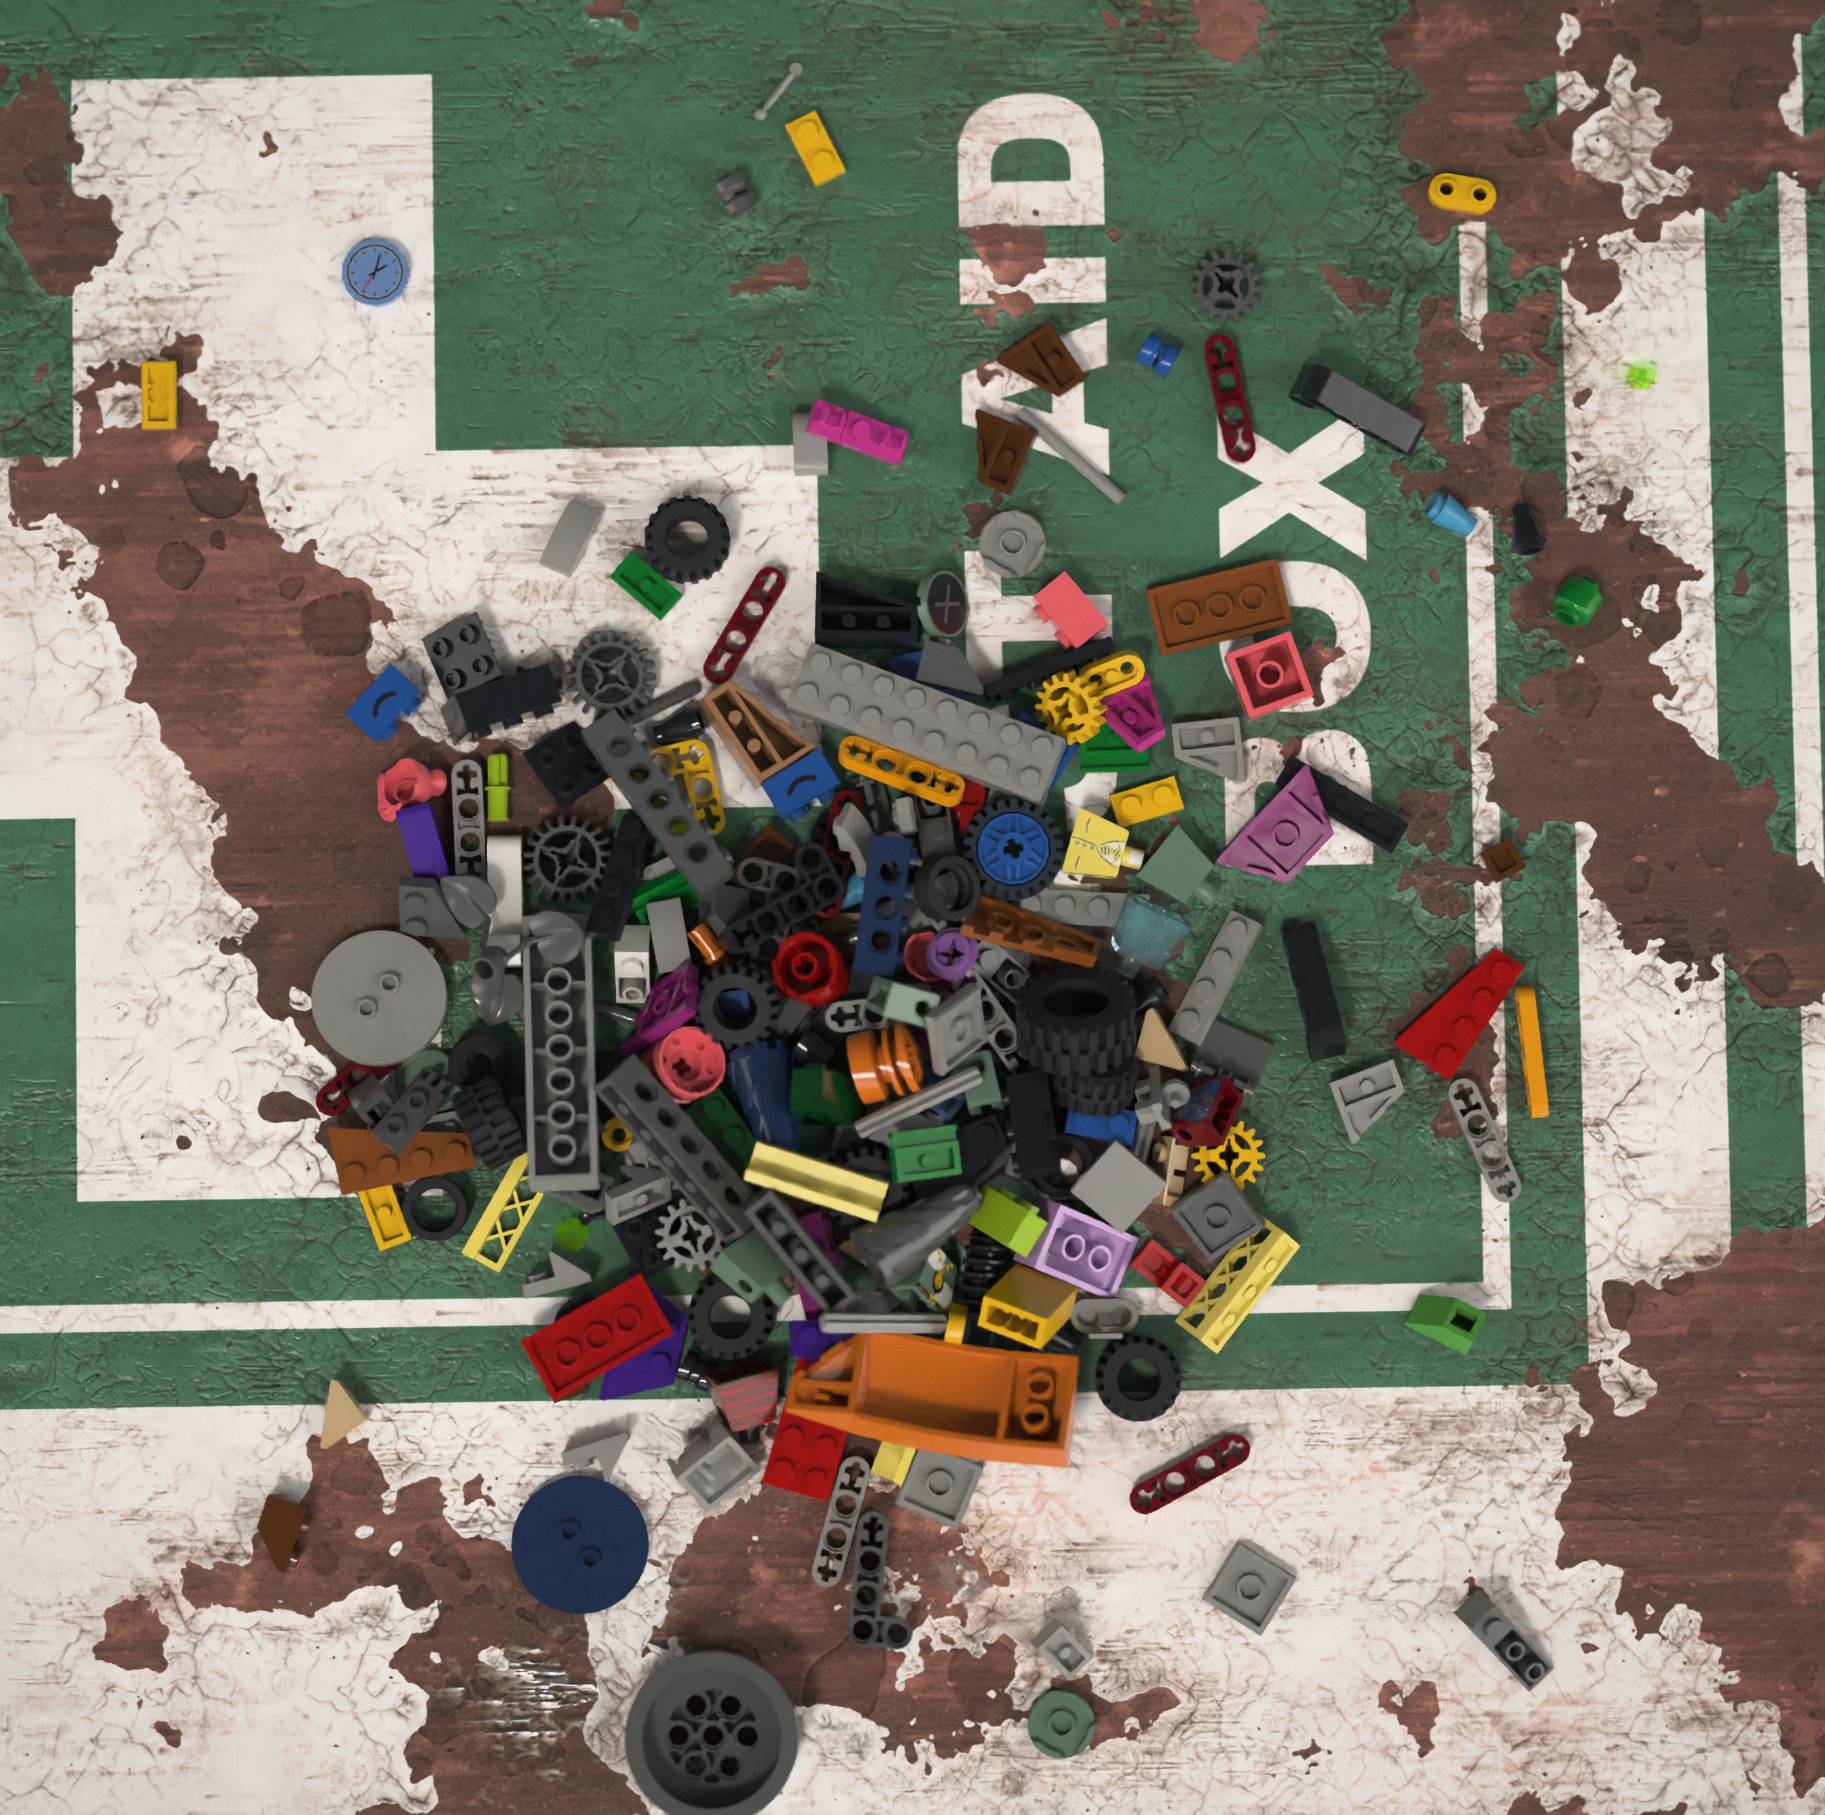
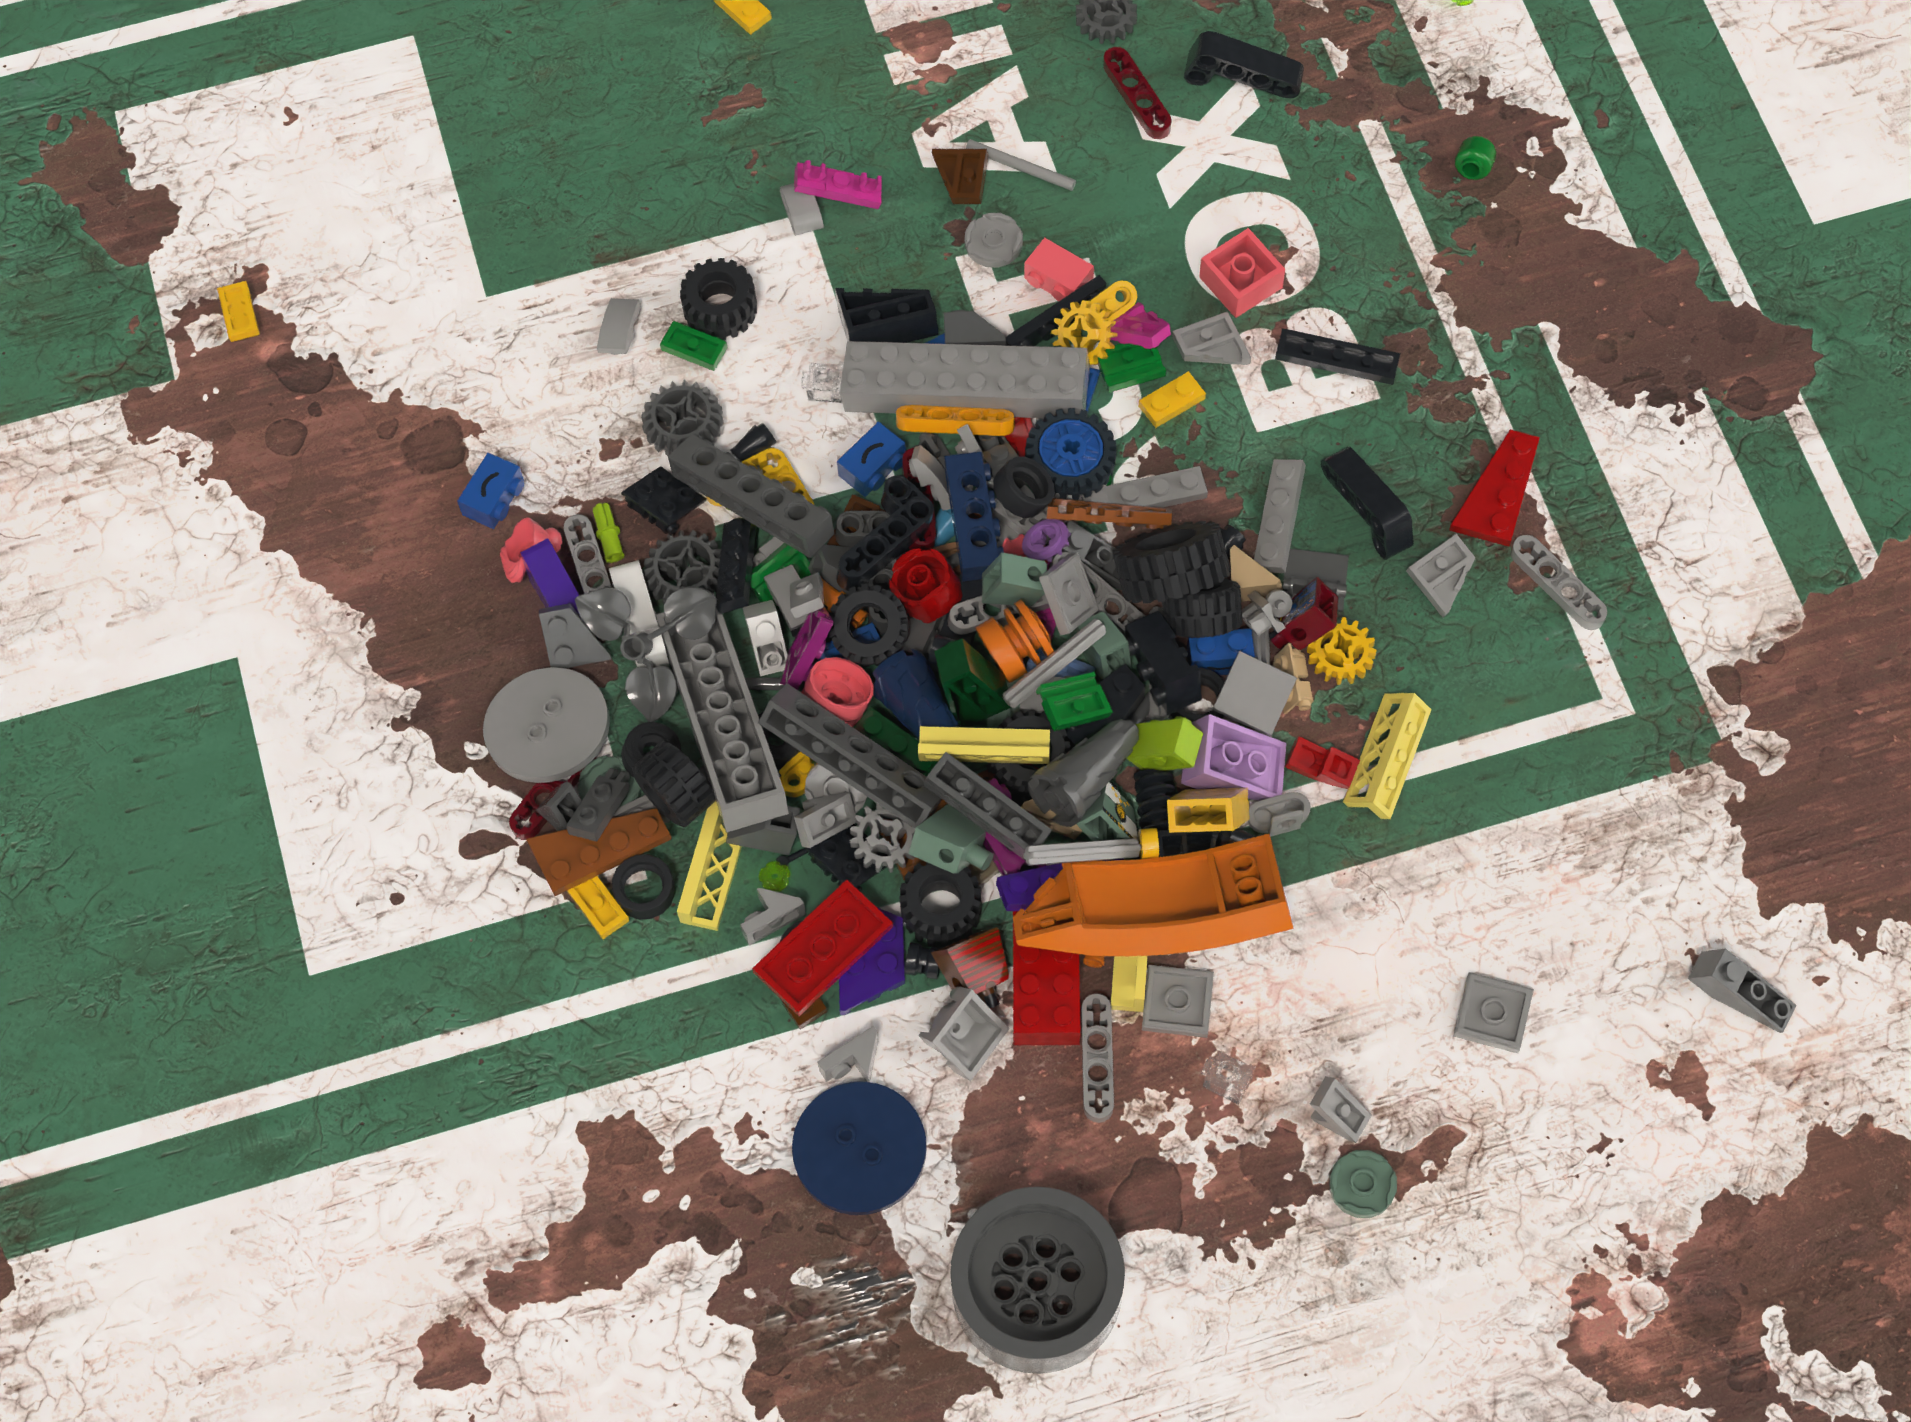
camera: 15 degrees left, 20 degrees down
(281, 1529) = (570, 1207): reddish brown slope -> none
(341, 1415) = (603, 1091): tan slope -> none
(375, 273) = (401, 180): medium blue tile -> none
(462, 655) = (550, 437): black hinge -> none
(501, 704) = (590, 463): black wedge -> none
(664, 702) = (738, 428): dark grey bar -> none
(681, 954) = (806, 595): none -> light grey plate
(734, 195) = (688, 52): dark grey wheel -> none
(748, 628) = (783, 355): dark red beam -> none
(752, 734) = (814, 426): medium nougat wedge -> none
(873, 1578) = (1145, 1098): dark grey beam -> none
(942, 604) = (949, 288): tile -> none
(1044, 362) = (976, 103): reddish brown wing -> none
(1099, 848) = (1144, 441): light yellow torso -> none
(1146, 934) = (1208, 489): clear light blue torso -> none
(1152, 349) = (1067, 70): blue wheel -> none
(1168, 1383) = (1334, 830): black tyre -> none
(1179, 870) = (1218, 439): sand green torso -> none
(1192, 1479) = (1406, 930): dark red beam -> none
(1217, 1215) = (1350, 699): dark grey tile -> none
(1219, 607) = (1179, 238): dark orange plate -> none
(1283, 833) = (1296, 388): magenta wing -> none
(1446, 1321) = (1585, 730): bright green slope -> none
(1448, 513) = (1345, 124): dark azure cone -> none
(1502, 860) = (1489, 362): reddish brown plate -> none
(1527, 533) = (1415, 122): black cone -> none
(1531, 1051) = (1572, 500): light orange beam -> none

